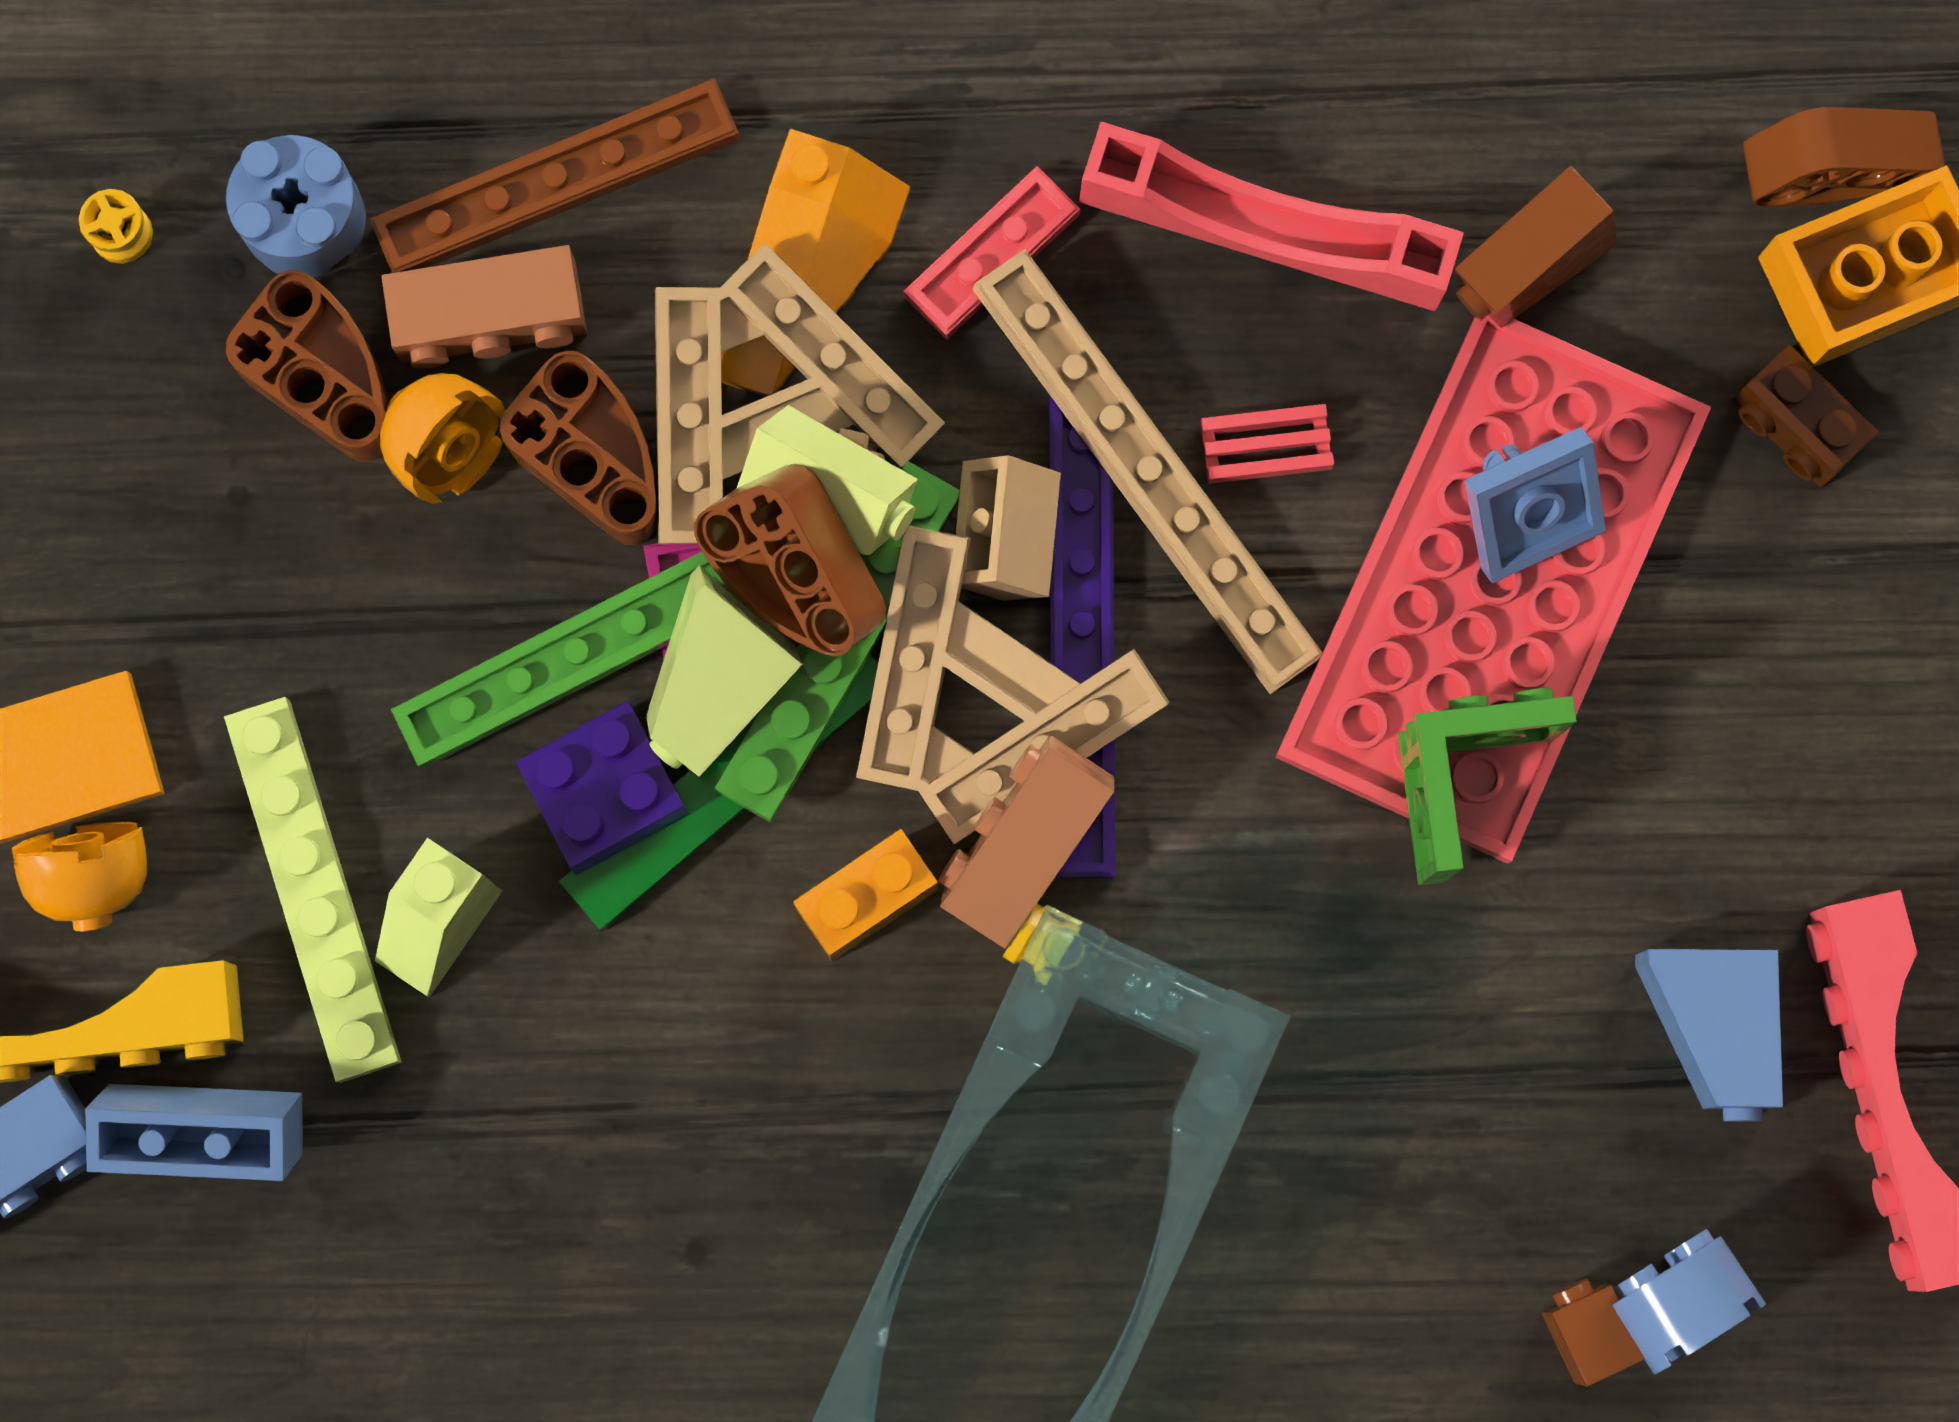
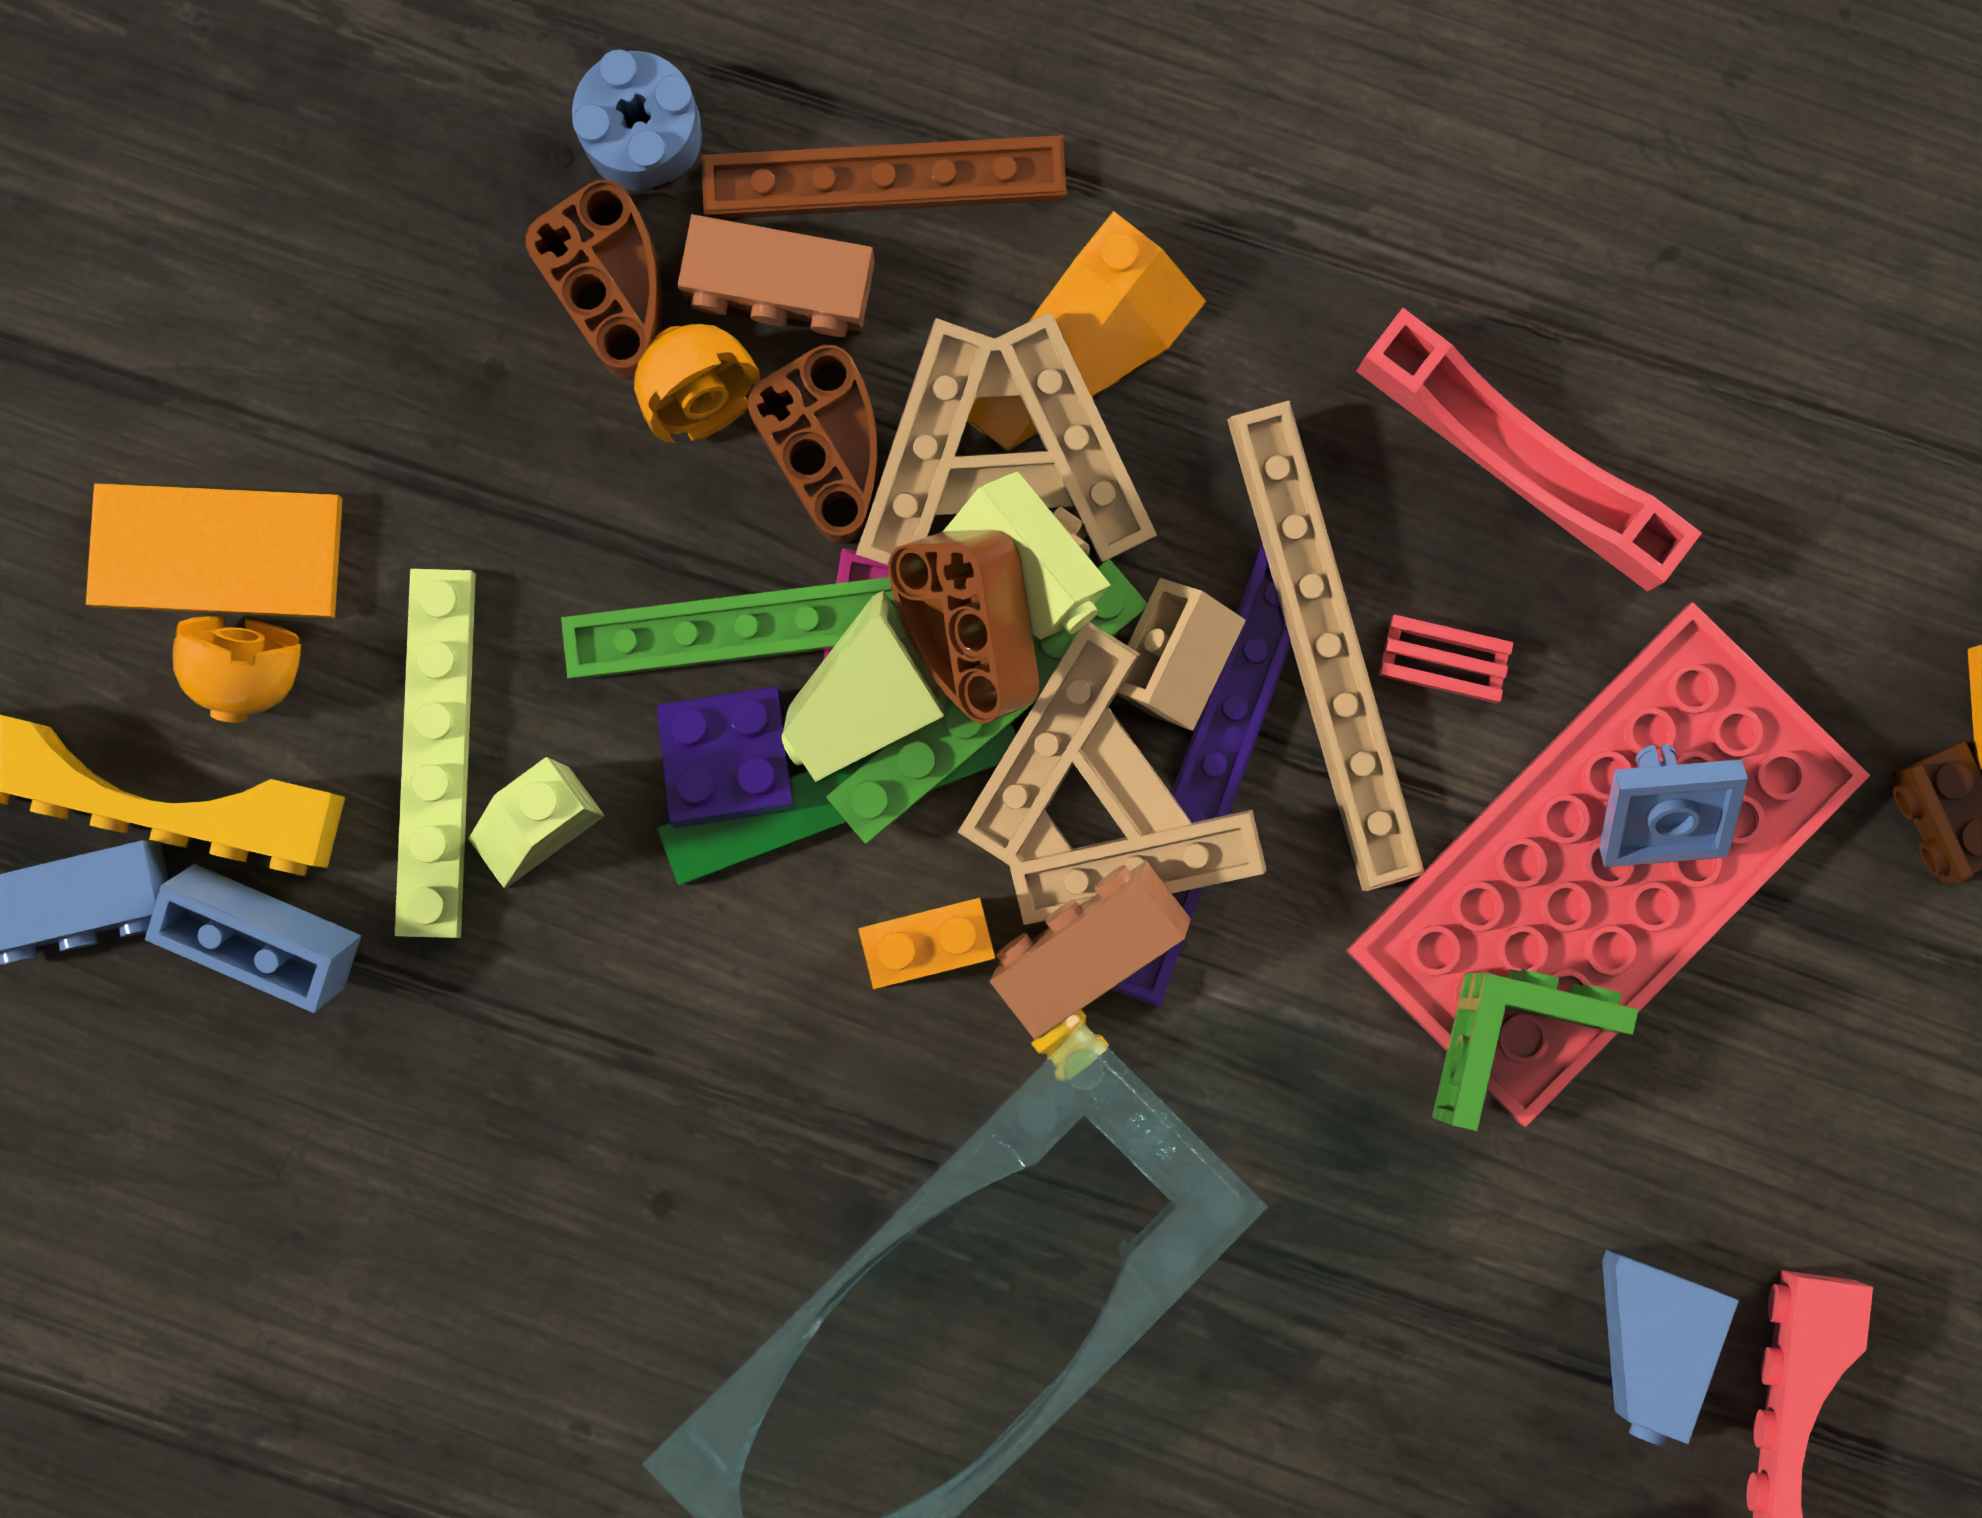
camera: 25 degrees right, 5 degrees up
(105, 215) = (464, 67): yellow wheel -> none
(1021, 220) = (1289, 372): coral tile -> none
(1537, 250) = (1763, 572): dark orange slope -> none

